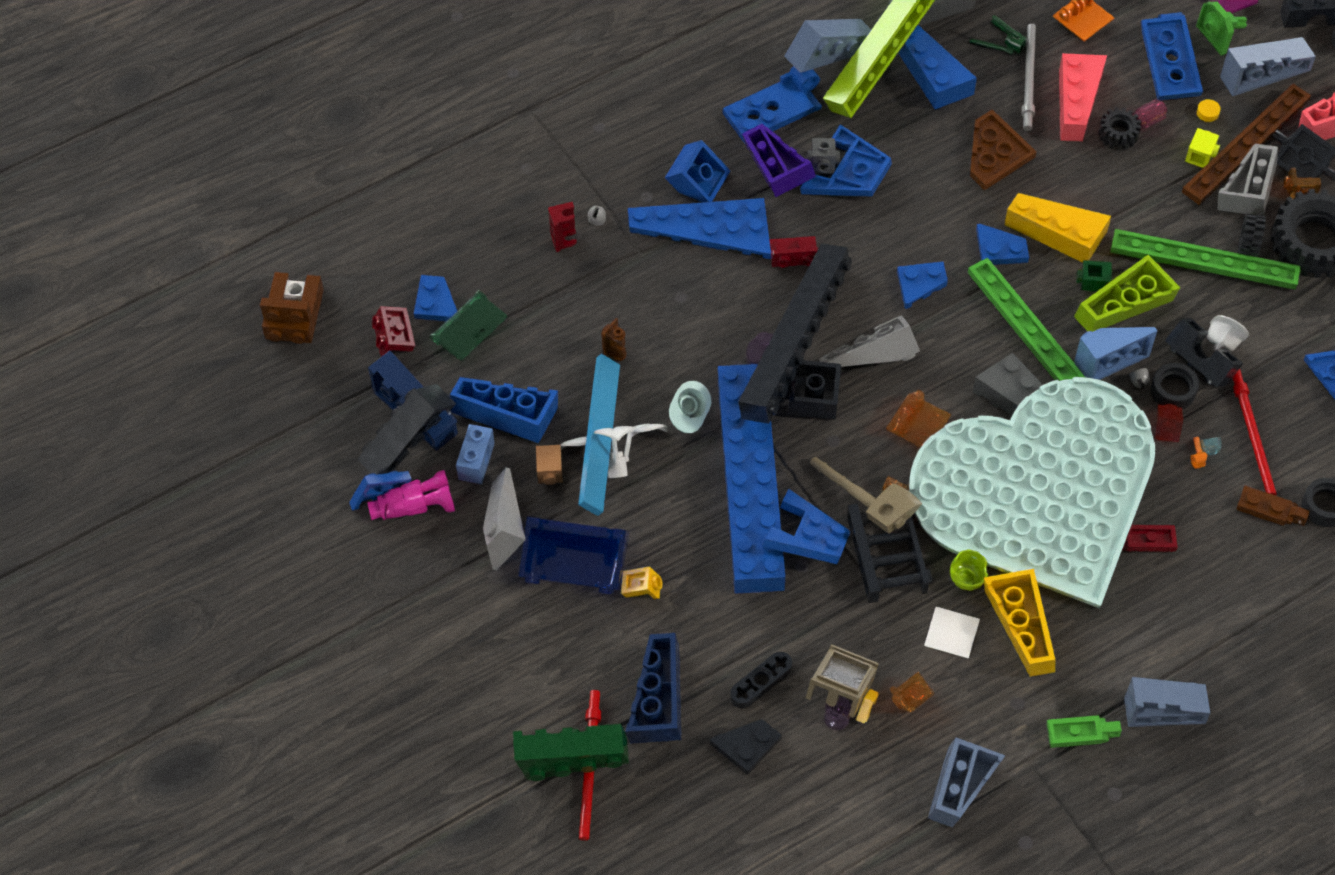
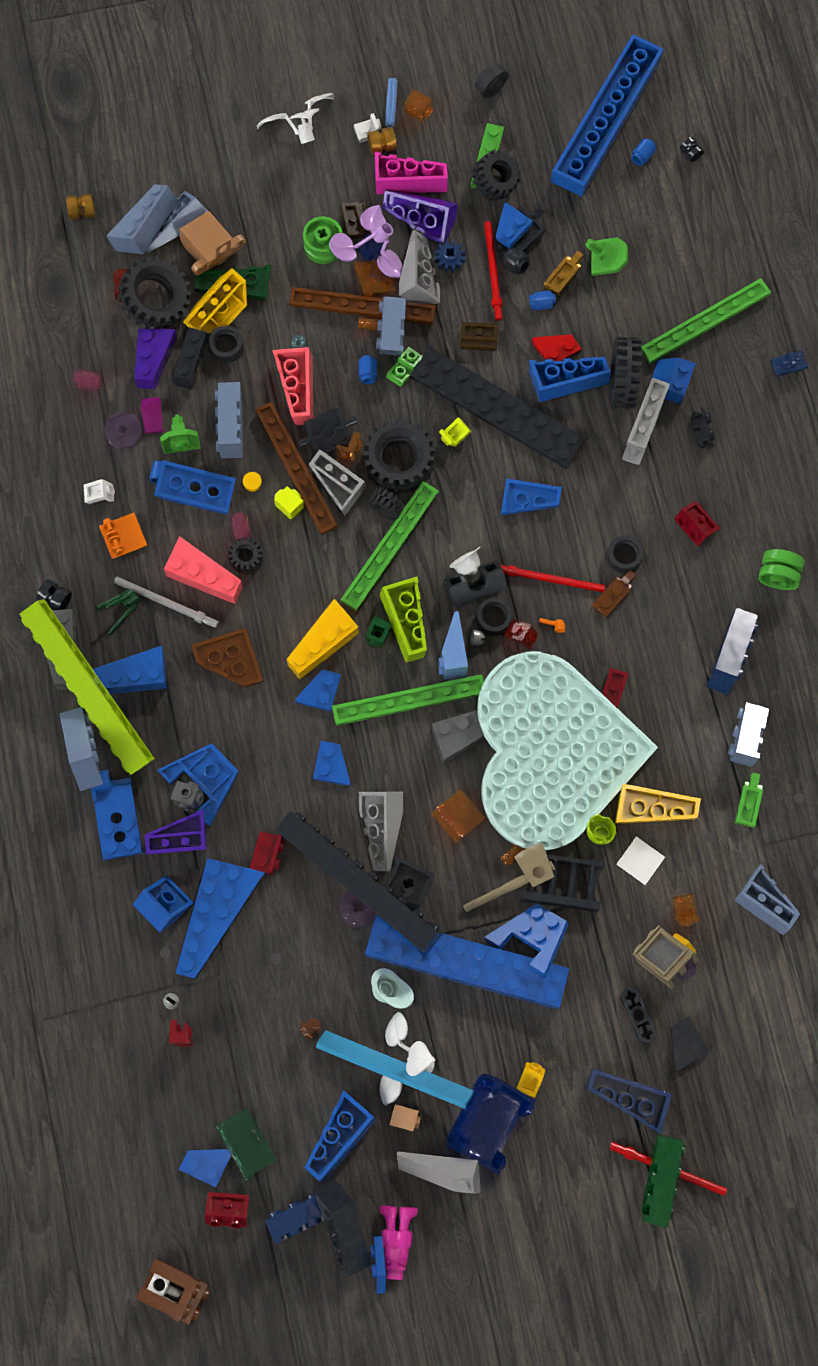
camera: 75 degrees left, 15 degrees up
(475, 454) = (373, 1175): medium blue brick -> none
(1211, 445) = (550, 612): clear light blue hinge -> none
(1265, 653) = (733, 651): none -> wedge

